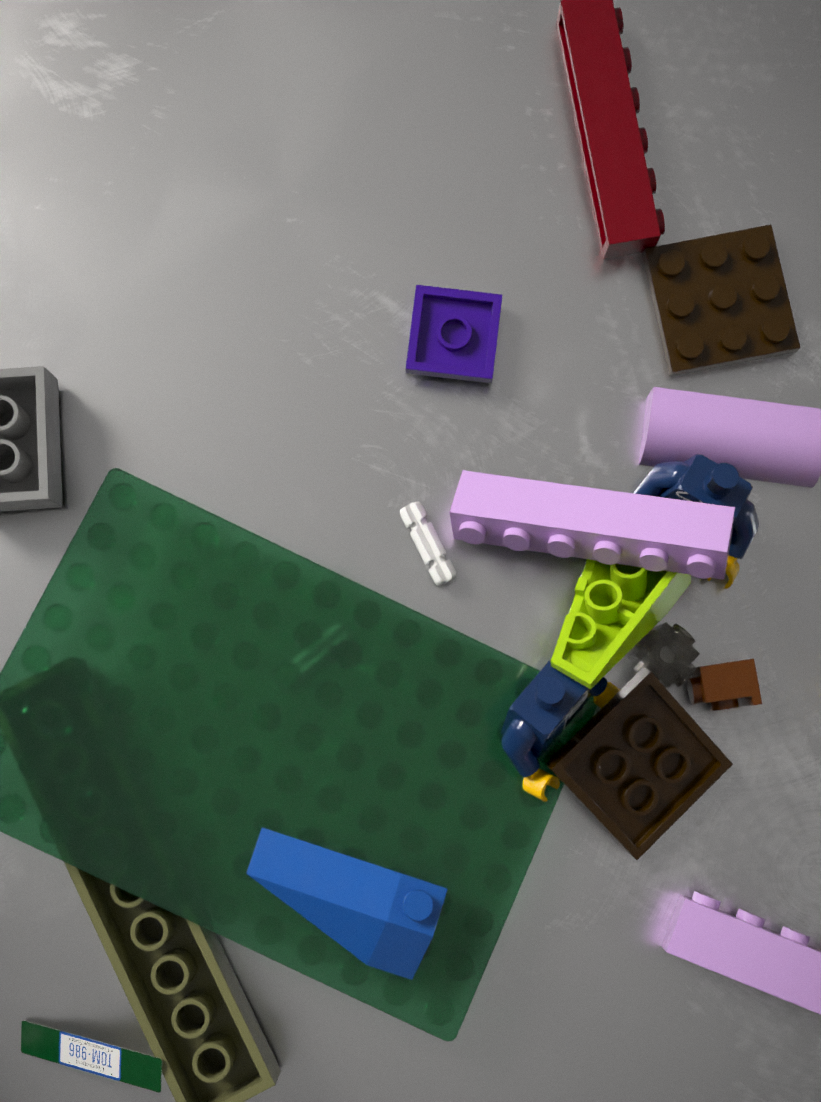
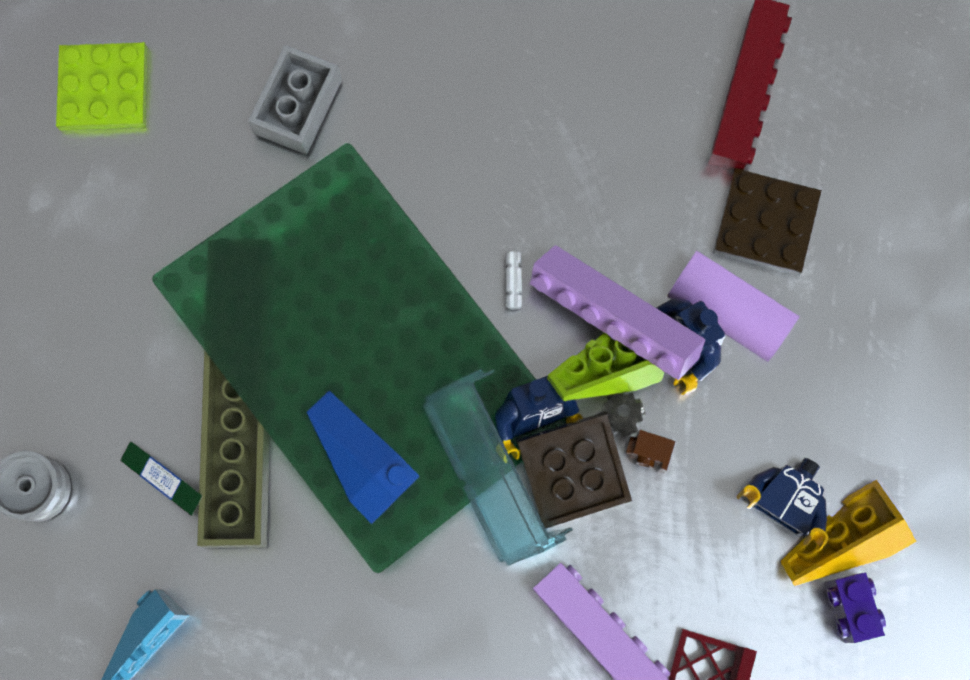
camera: 25 degrees right, 5 degrees down
(453, 334) = (592, 164): dark purple plate -> none
(530, 827) = (488, 472): none -> clear light blue piece

